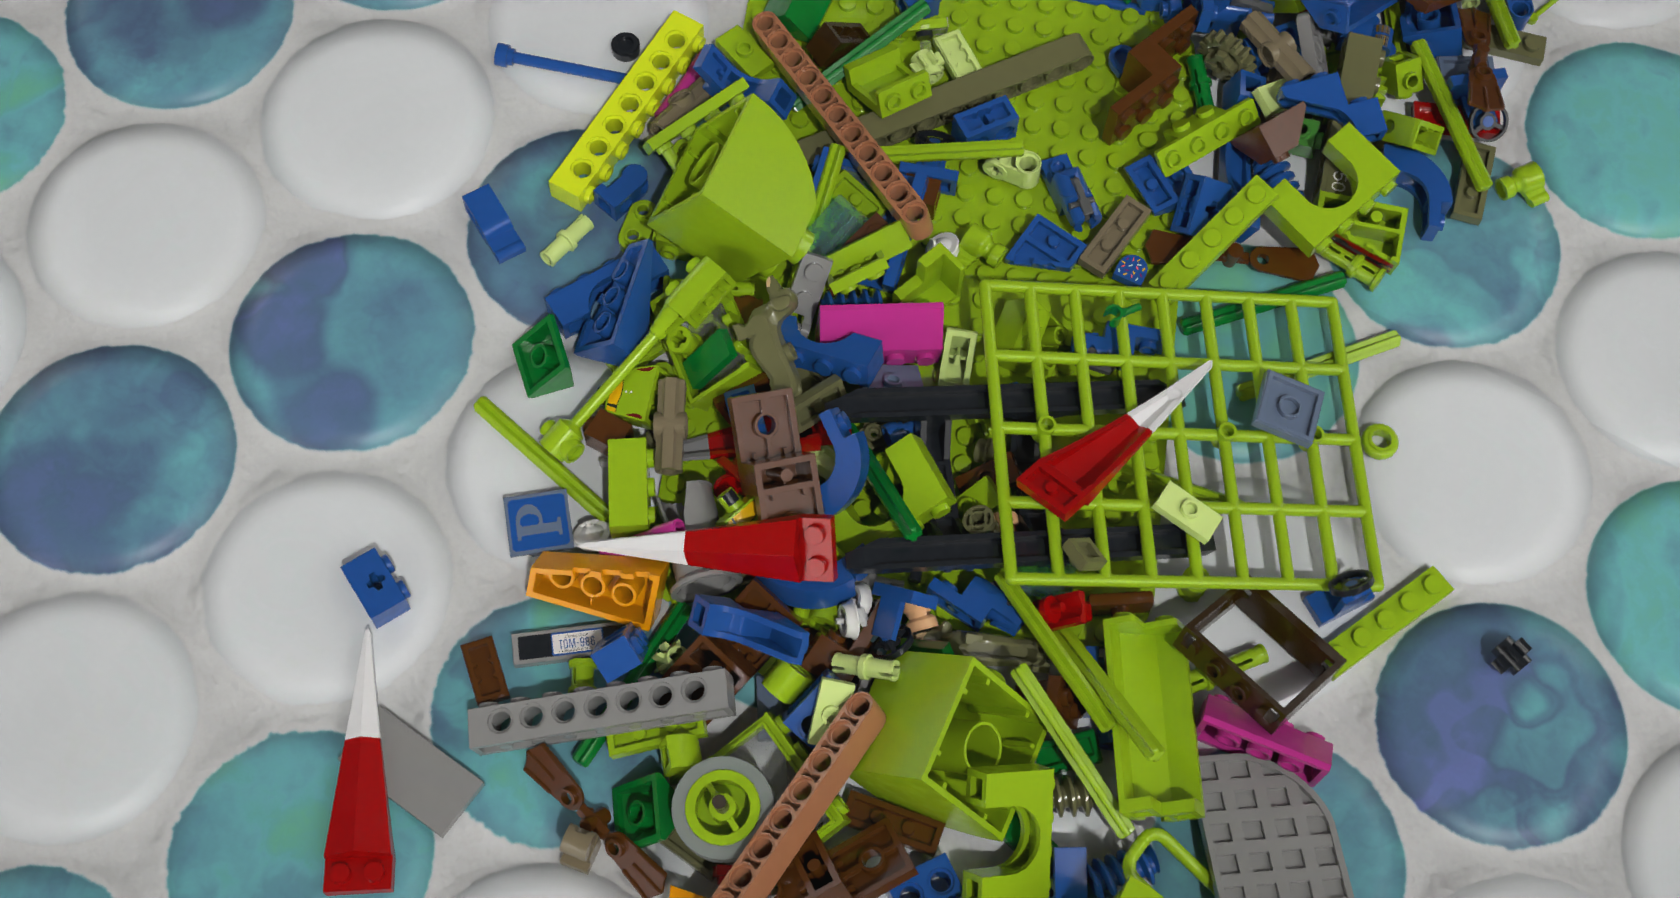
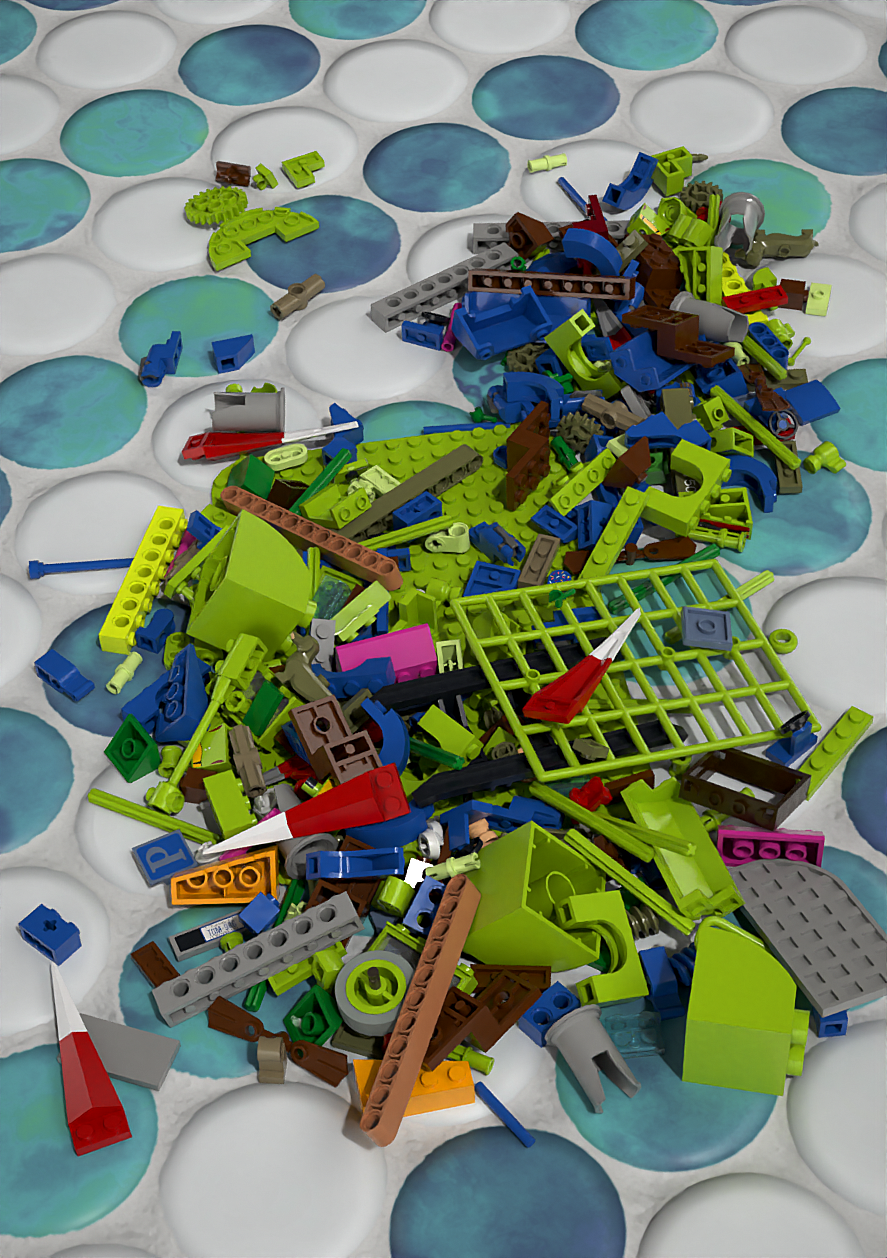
camera: 10 degrees left, 20 degrees down
(584, 386) = (170, 759): none -> lime bush
(625, 47) = (127, 542): black tile -> none
(675, 486) = (266, 802): none -> white hat
(829, 701) = (433, 892): yellowish green plate -> none
(1187, 512) = (657, 707): yellowish green plate -> none
(1536, 90) = (811, 402): none -> blue slope

